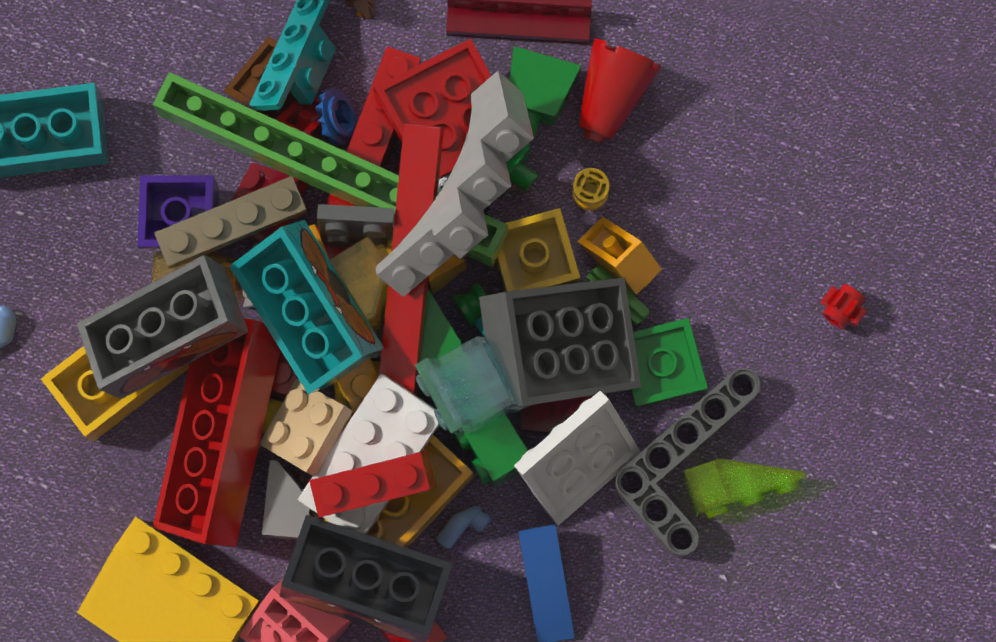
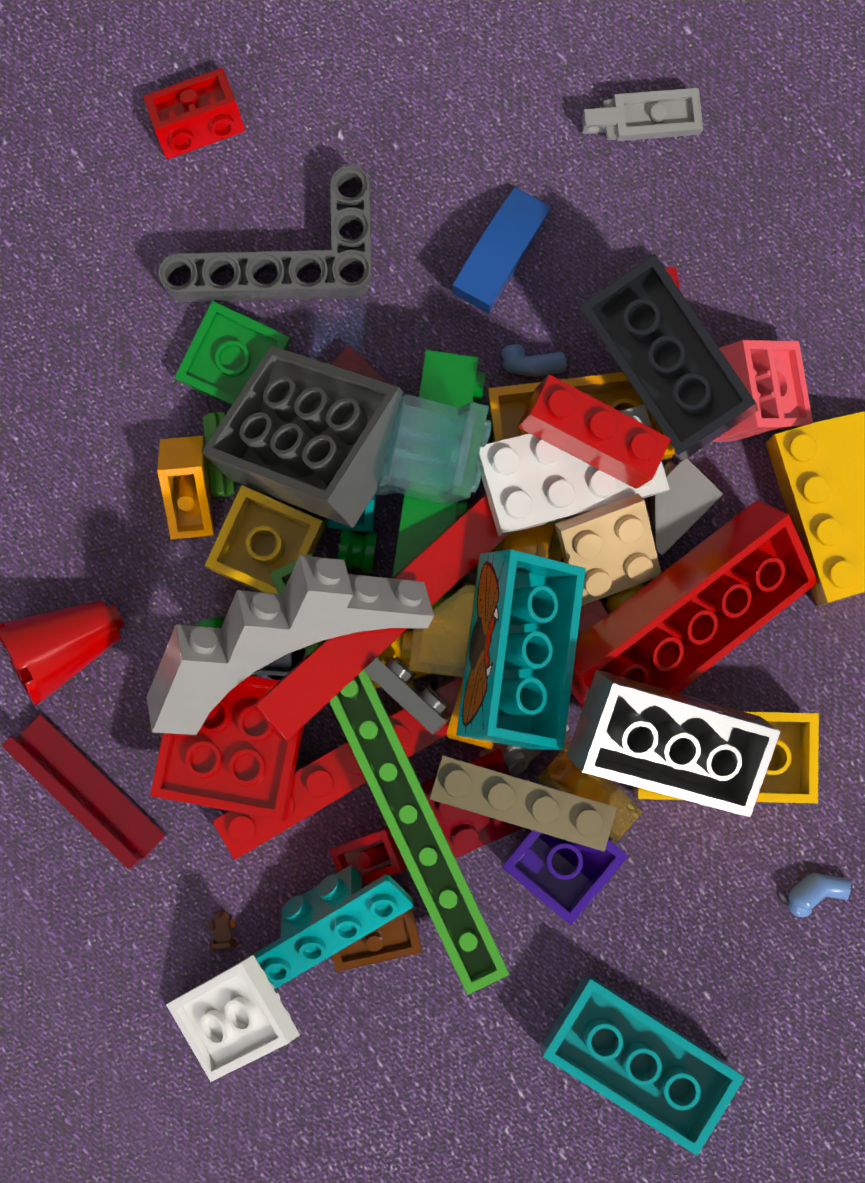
camera: 145 degrees left, 5 degrees up
(336, 117) = (337, 833): blue gear -> none
(544, 83) = (118, 707): green torso -> none
(578, 458) = (382, 324): white plate -> none
(591, 196) = (168, 572): yellow wheel -> none
(729, 481) = (269, 205): clear neon green slope -> none
(831, 506) = (194, 113): none -> red bracket
(843, 306) = (27, 272): red gear -> none

